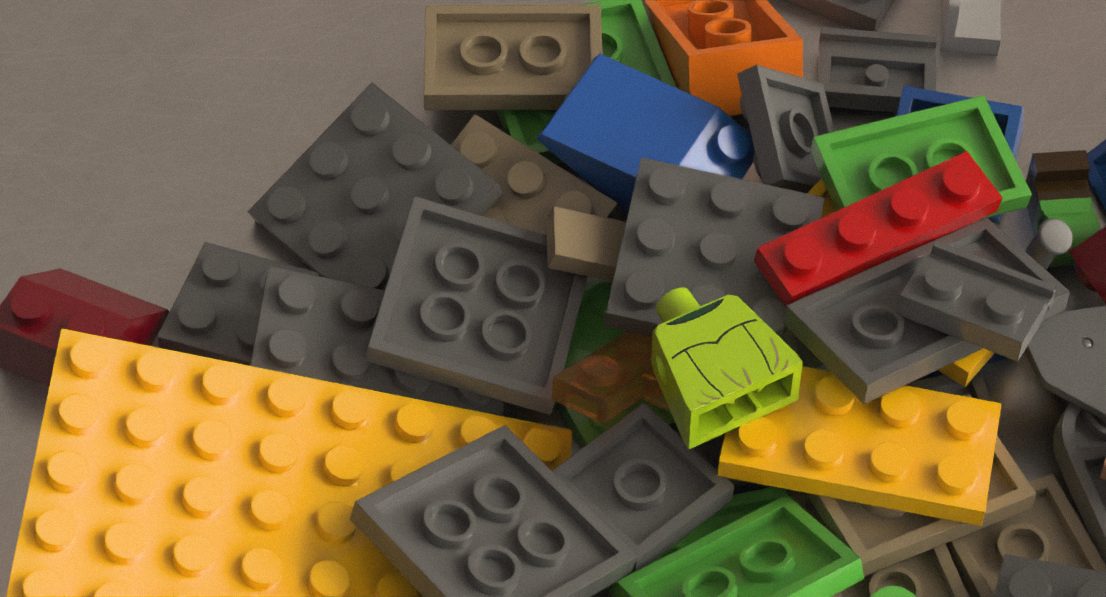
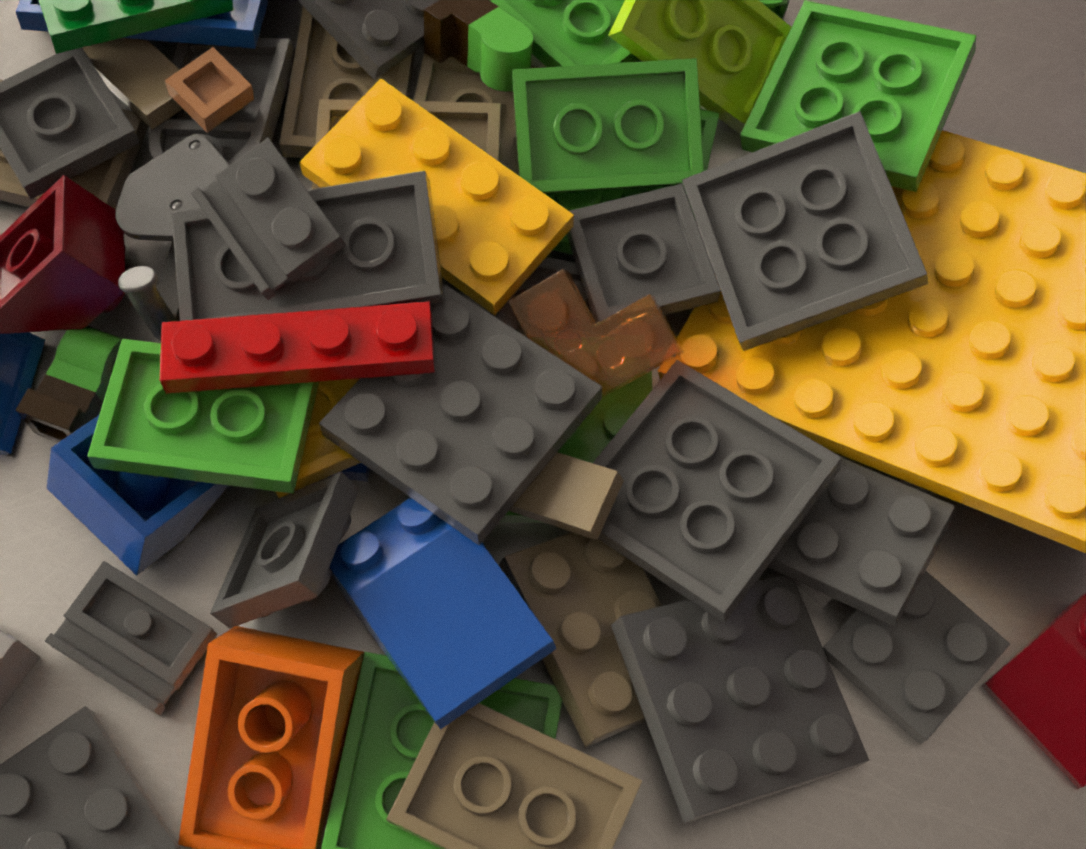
camera: 155 degrees left, 15 degrees up
(719, 365) = (539, 260): lime torso -> none

